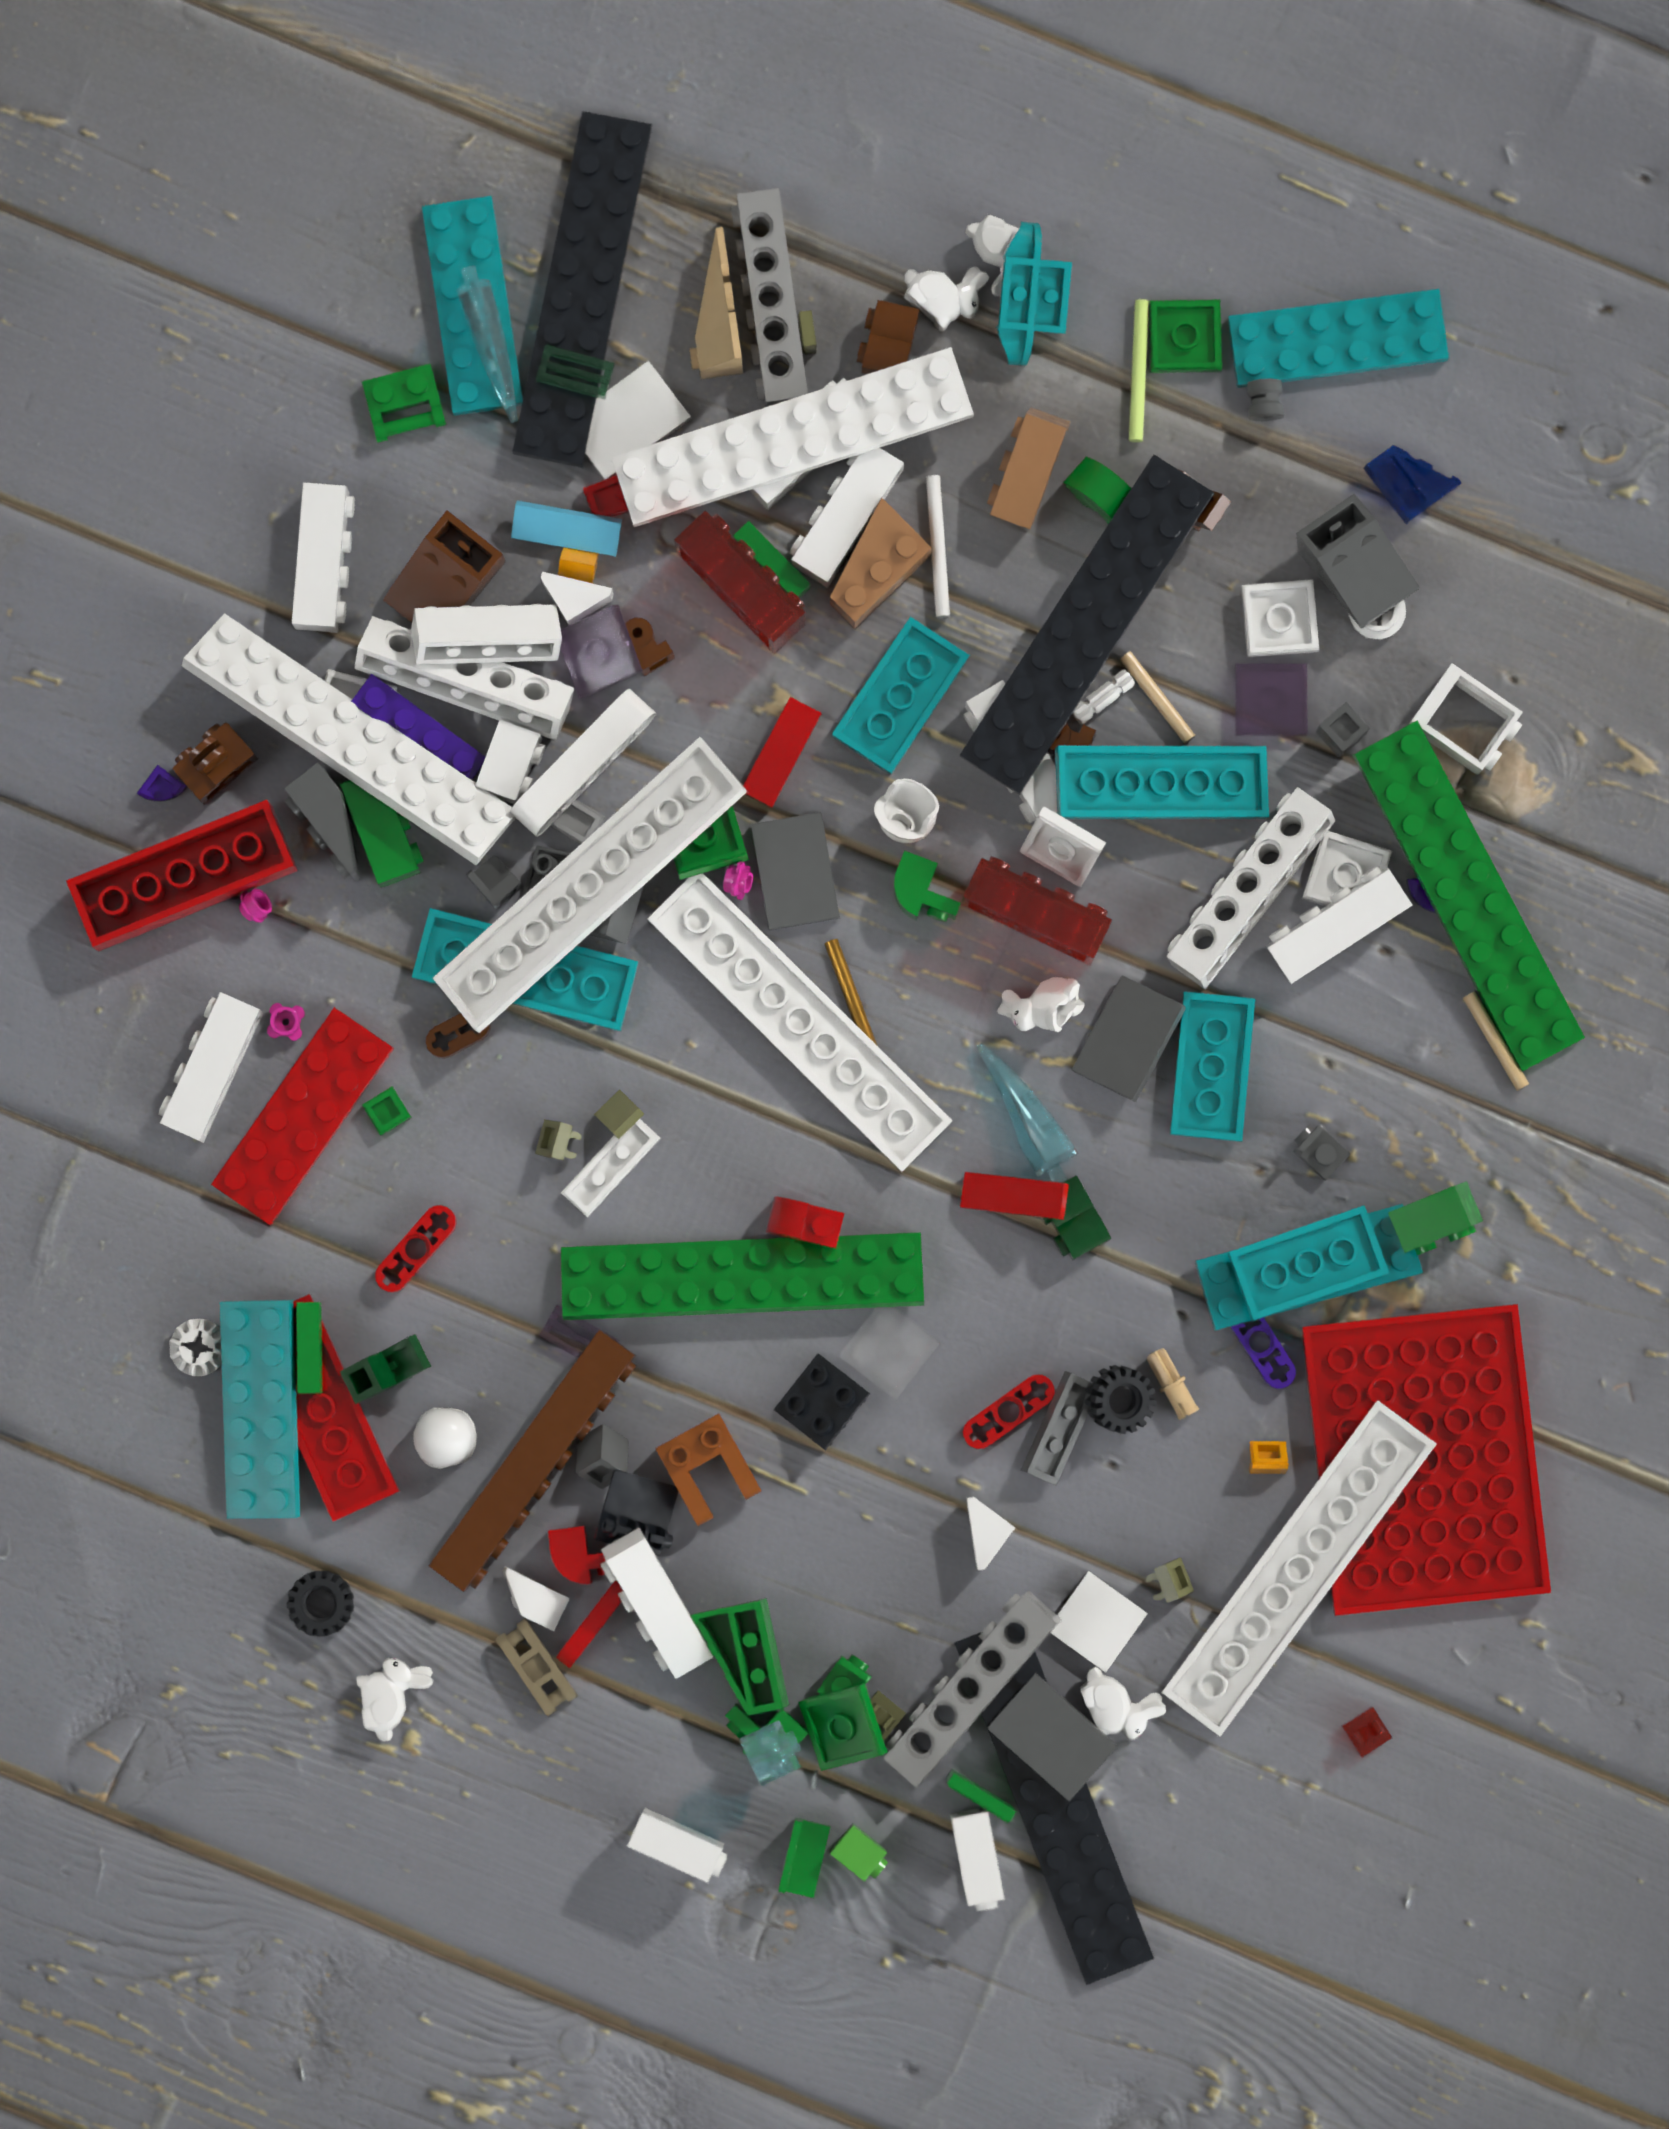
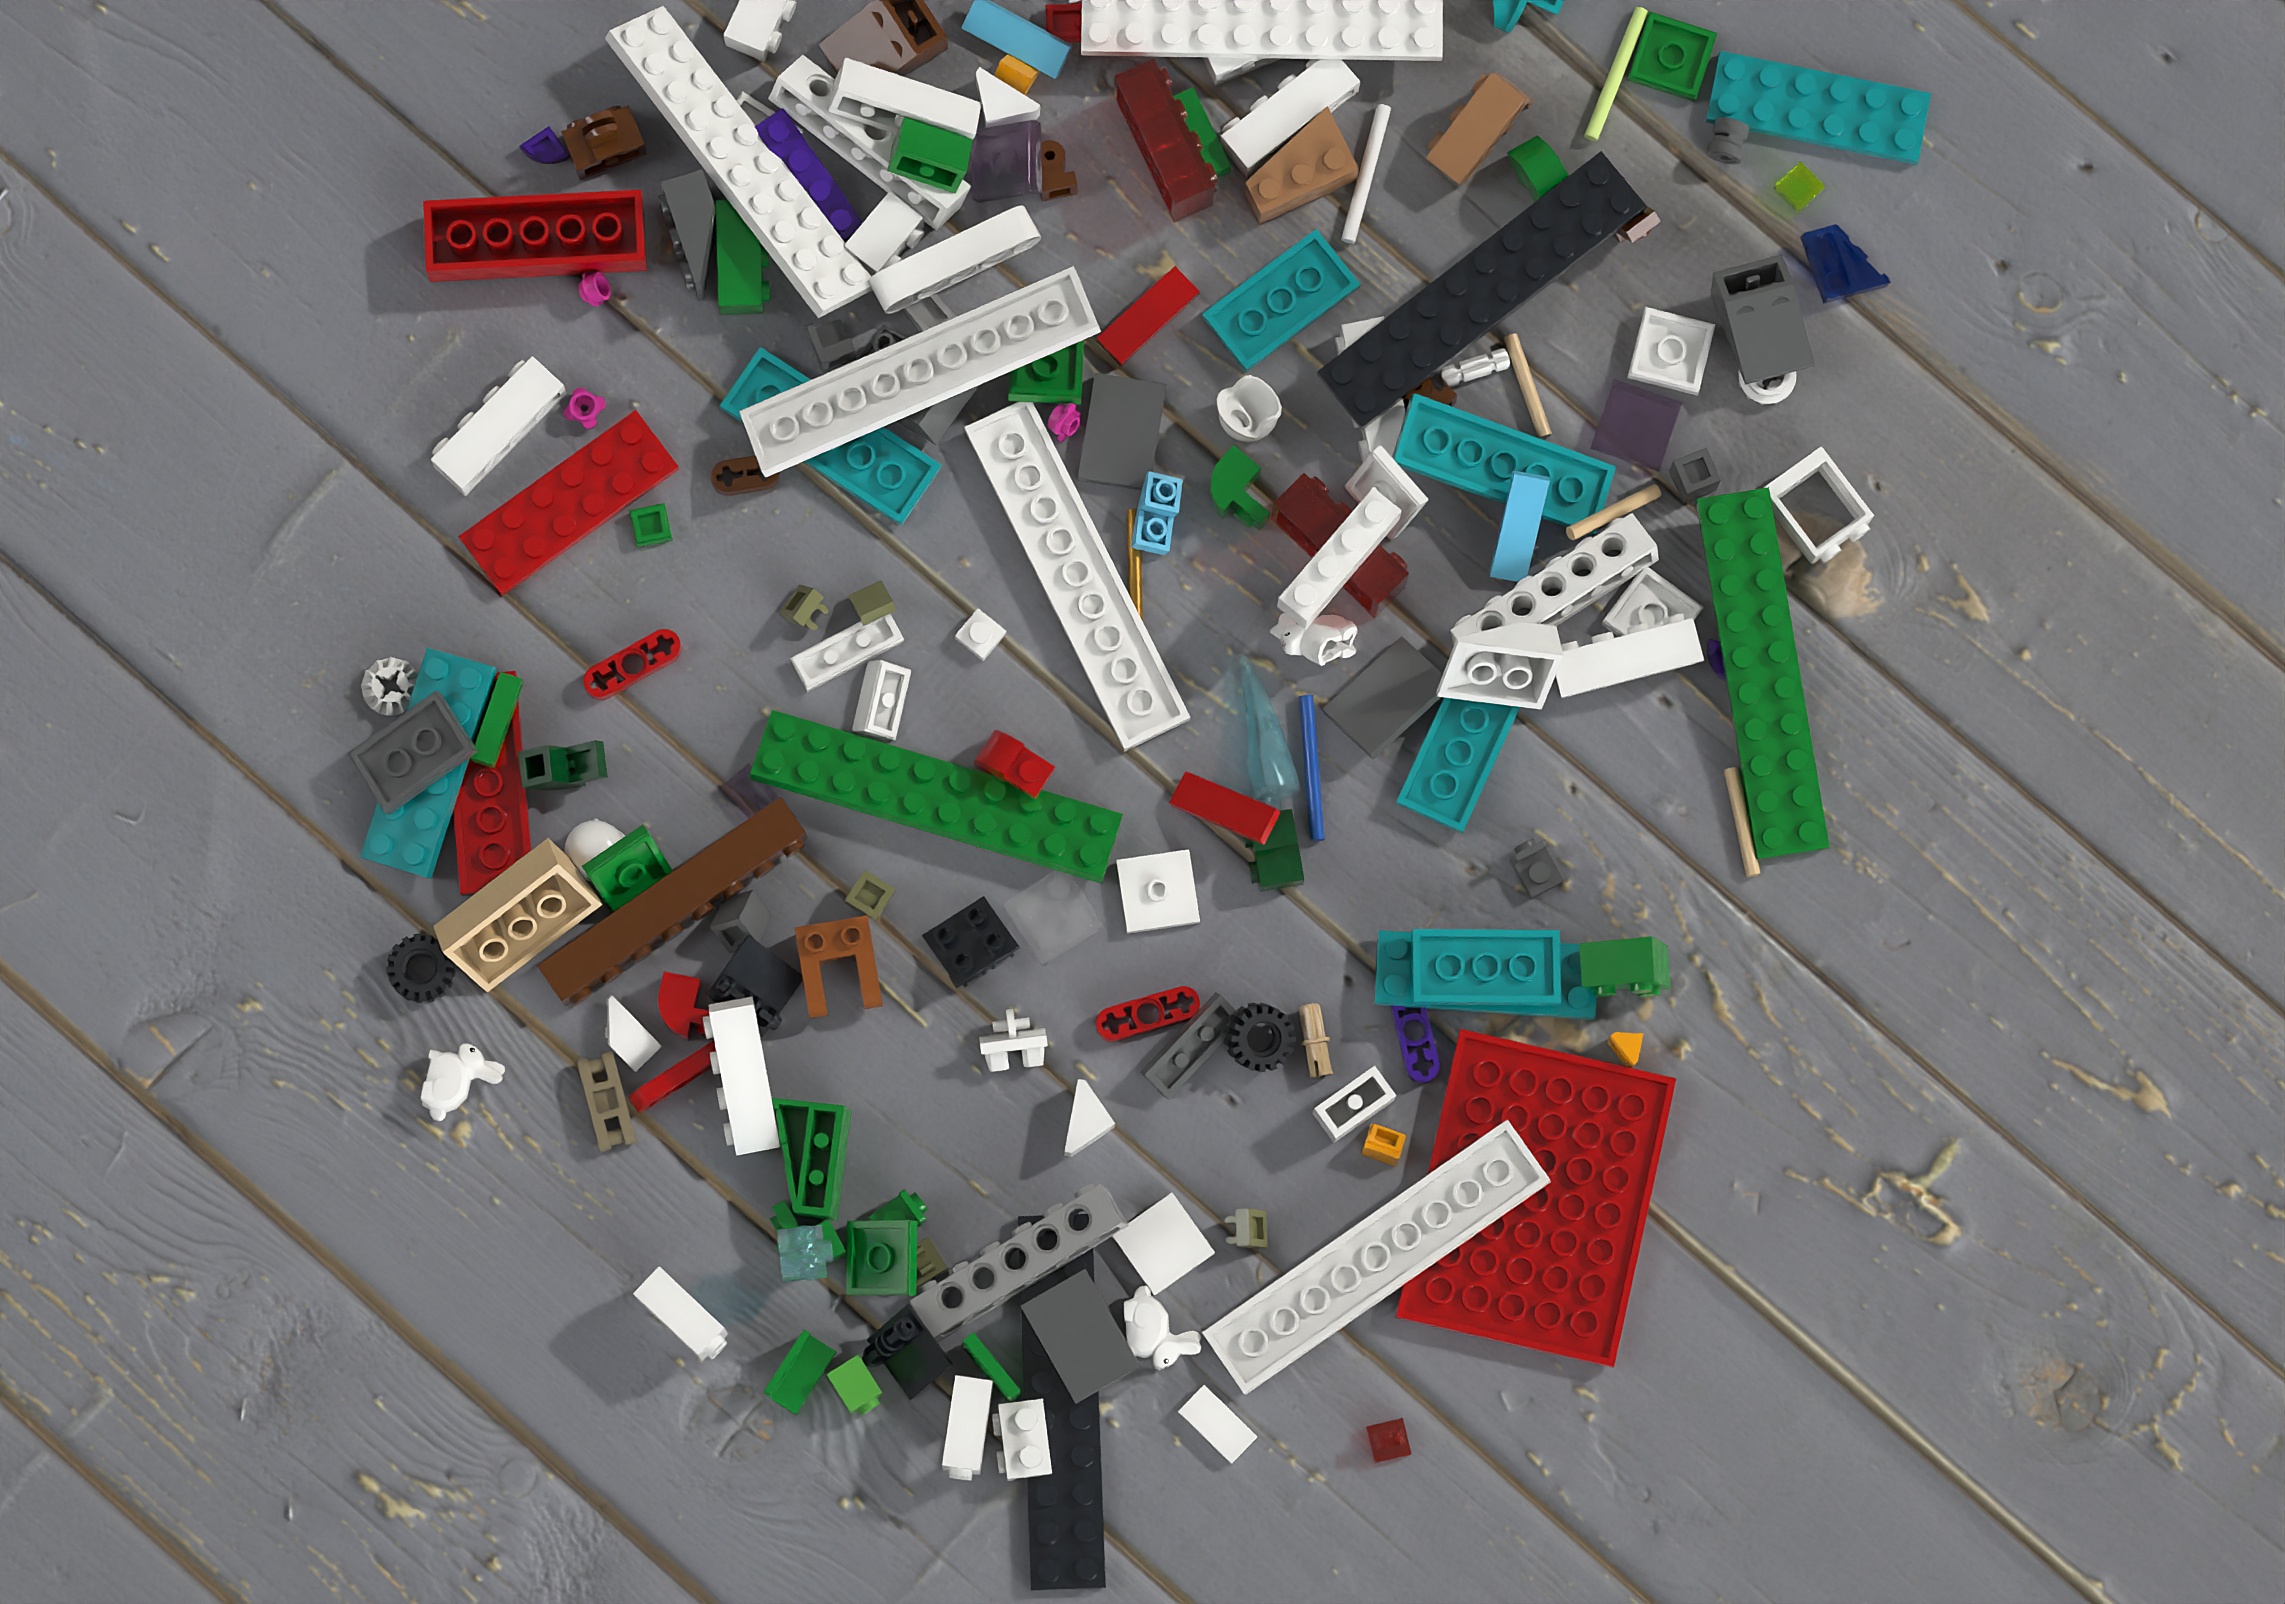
camera: 15 degrees right, 5 degrees down
(242, 1406) = (412, 752): none -> dark grey tile
(392, 1525) = (516, 915): none -> tan slope
(481, 1446) = (627, 868): none -> green tile
(526, 673) = (930, 155): none -> green brick
(659, 1201) = (881, 700): none -> white slope
(714, 1391) = (870, 895): none -> olive tile
(729, 1108) = (980, 634): none -> white plate
(853, 938) = (1156, 512): none -> medium azure slope
(891, 1478) = (1029, 1041): none -> white hips
(897, 1806) = (907, 1352): none -> black hinge
(978, 1293) = (1158, 891): none -> white plate
(1032, 1850) = (1023, 1438): none -> white bracket
(1044, 930) = (1339, 558): none -> white brick
(1080, 1127) = (1311, 768): none -> blue bar
(1197, 835) = (1519, 526): none -> medium azure tile
(1204, 1771) = (1217, 1424): none -> white tile
(1229, 1432) = (1354, 1104): none -> white brick
(1230, 974) = (1504, 665): none -> white slope
(1278, 791) = (1613, 512): none -> tan bar
(1346, 421) = (1799, 187): none -> clear neon green plate
(1462, 1290) = (1626, 1046): none -> light orange slope

